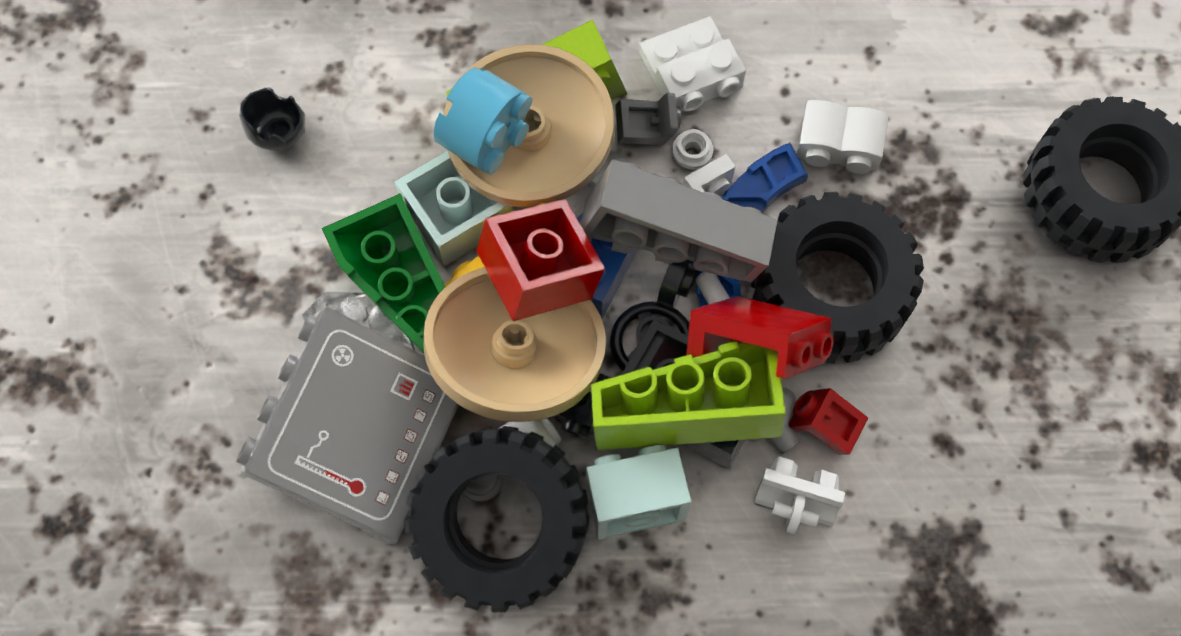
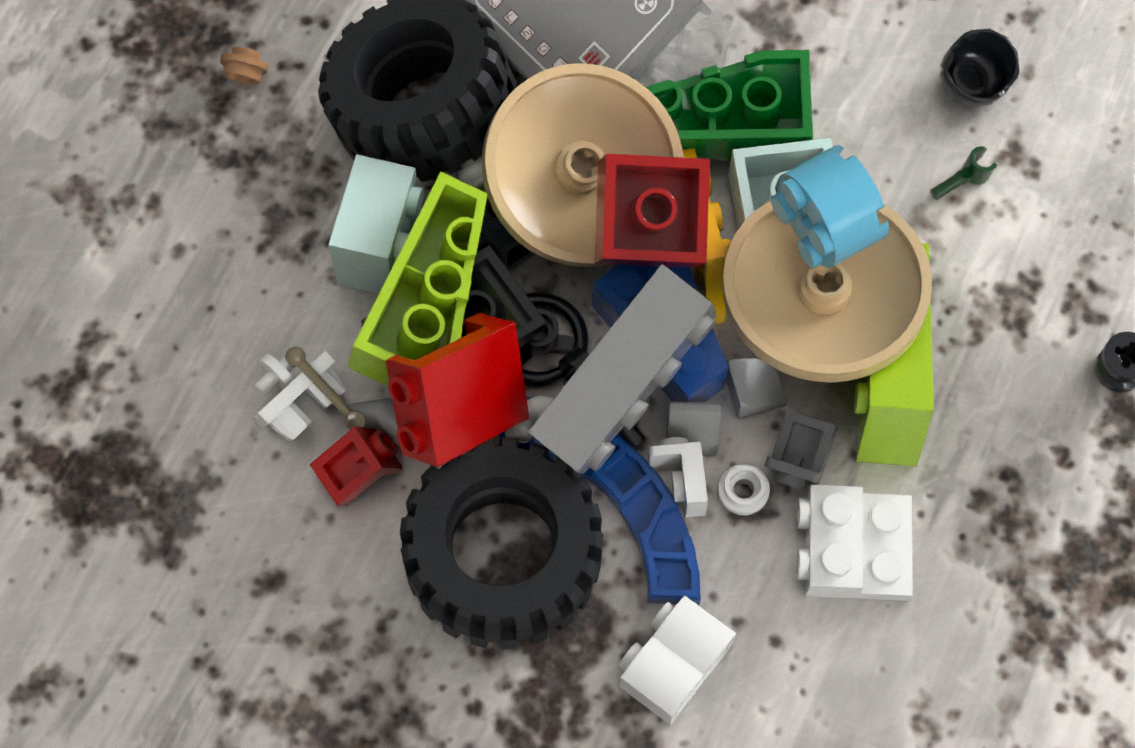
camera: 115 degrees right, 0 degrees up
(359, 103) = (970, 172): none -> dark green hand
(798, 437) = (296, 357): none -> dark tan hinge

